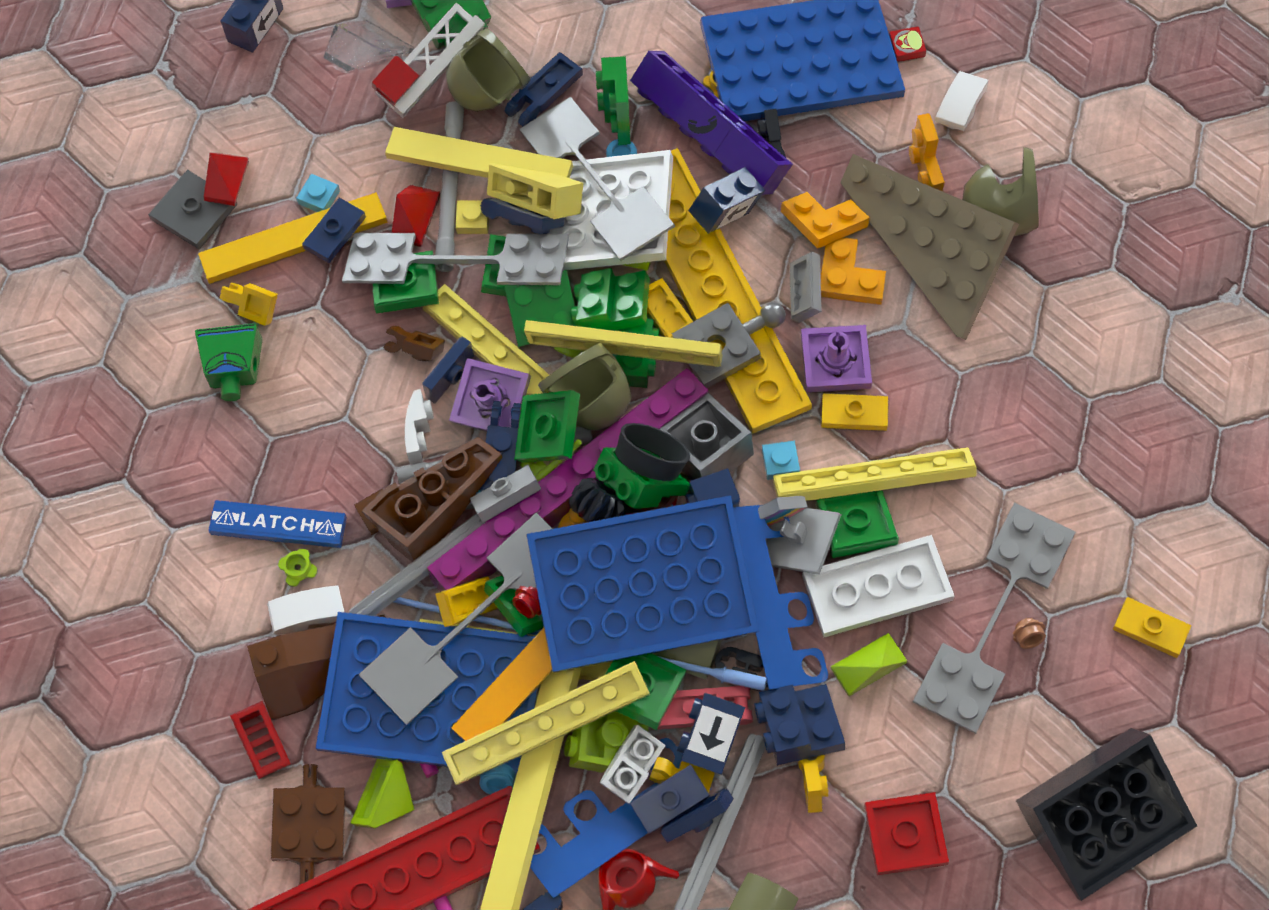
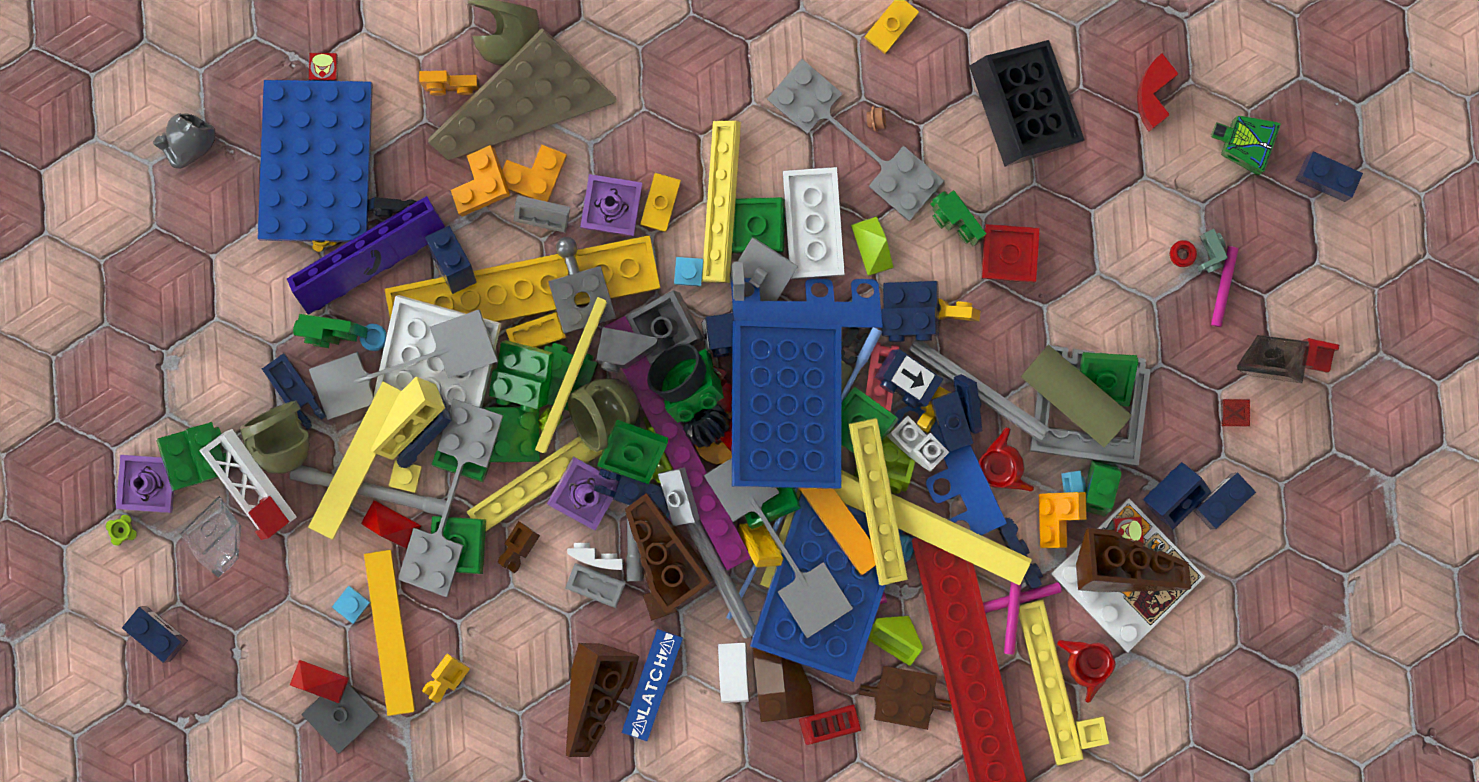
camera: 80 degrees left, 20 degrees up
(230, 357) = (496, 702): green torso -> none
(263, 461) = (595, 685): none -> reddish brown wedge
(295, 558) = (687, 669): lime plate -> none
(334, 230) = (395, 595): dark blue plate -> none
(384, 436) = (595, 585): none -> light grey plate
(448, 370) = (550, 522): dark blue plate -> none
(527, 601) = (778, 496): red plate -> none
(663, 380) = (623, 349): none -> flat silver slope
(935, 742) = (952, 212): none -> green plate
(961, 100) = (394, 37): white slope -> none

